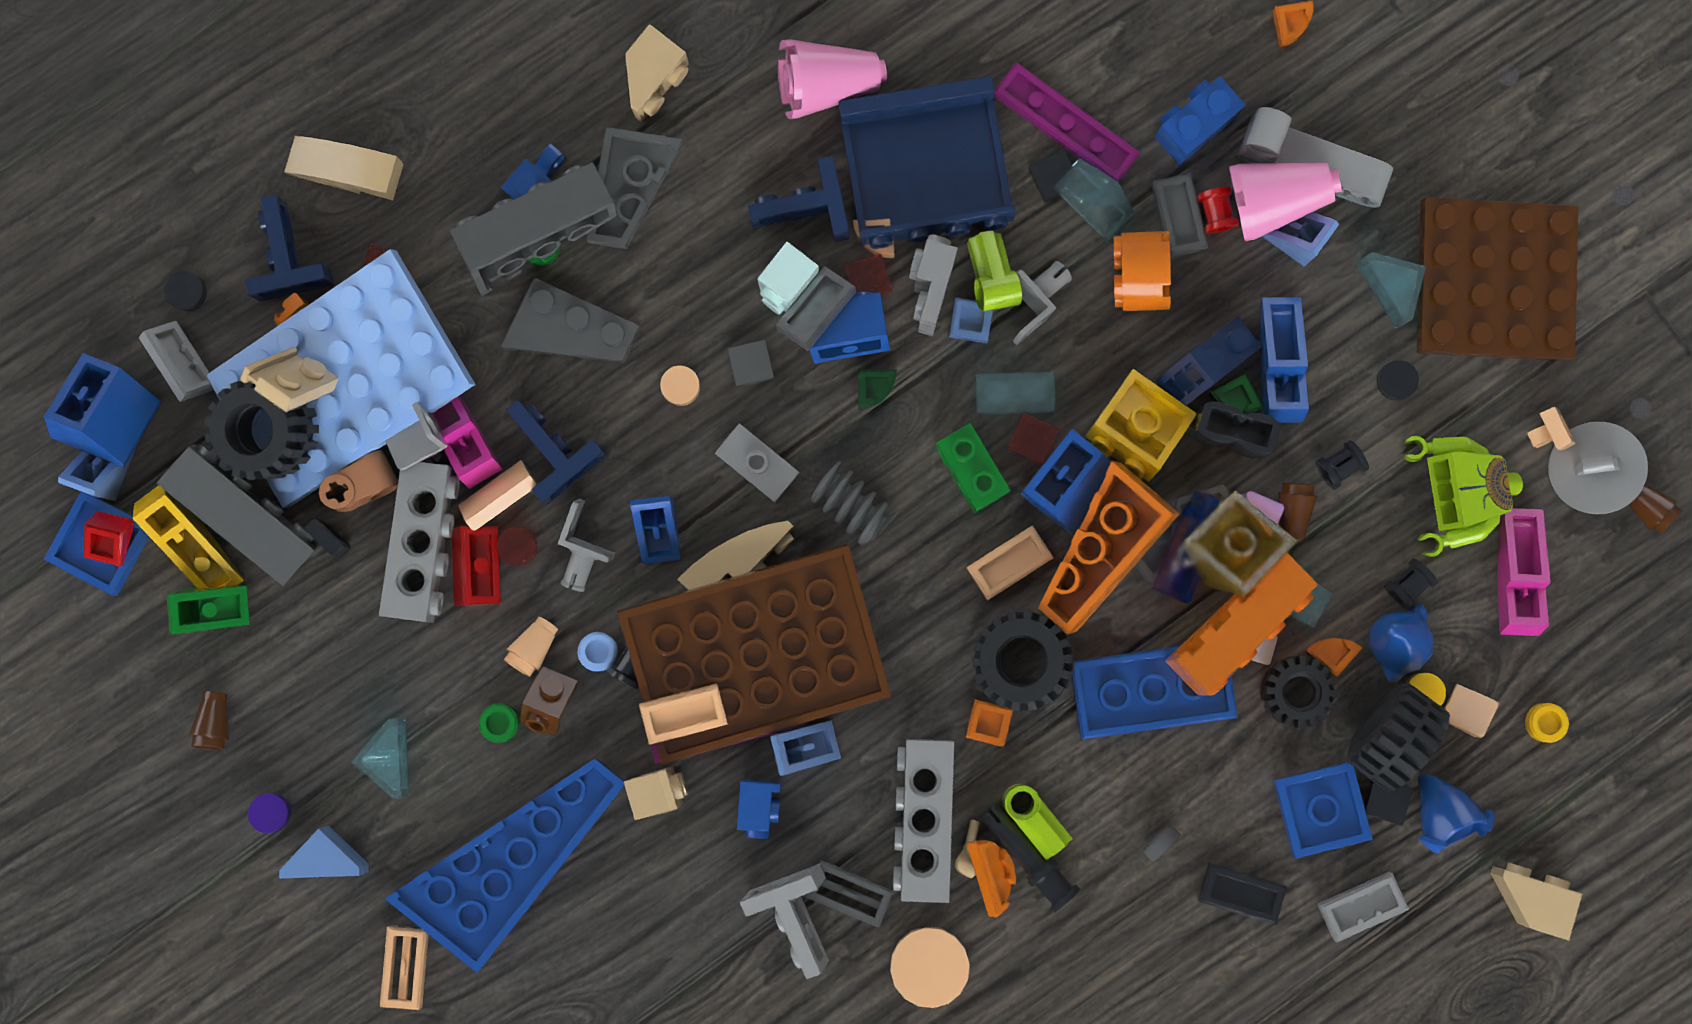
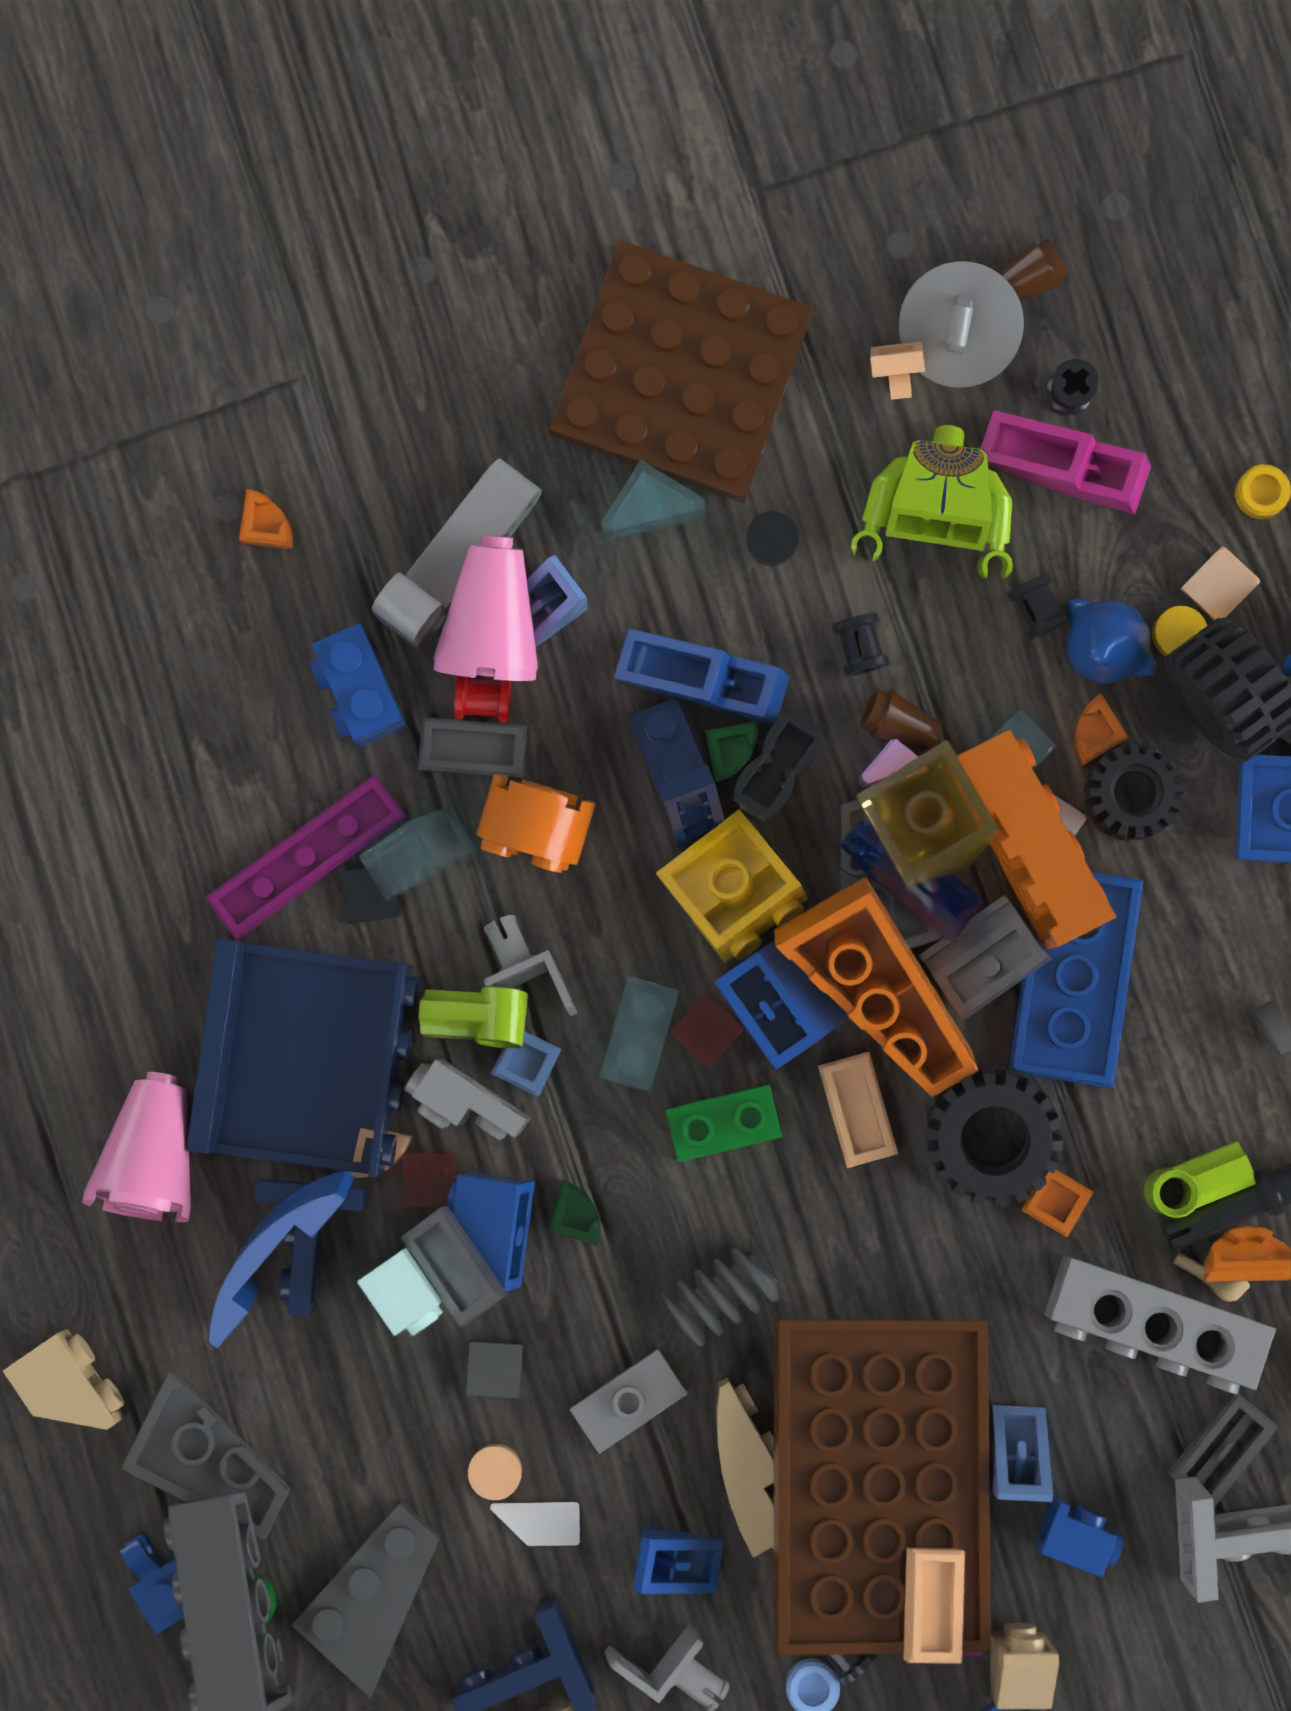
camera: 75 degrees left, 0 degrees up
(654, 429) = (542, 1522): none -> white sticker
(751, 165) = (307, 1210): none -> slope
(1147, 619) = (985, 958): none -> flat silver plate
(1588, 554) = (1065, 373): none -> black bush

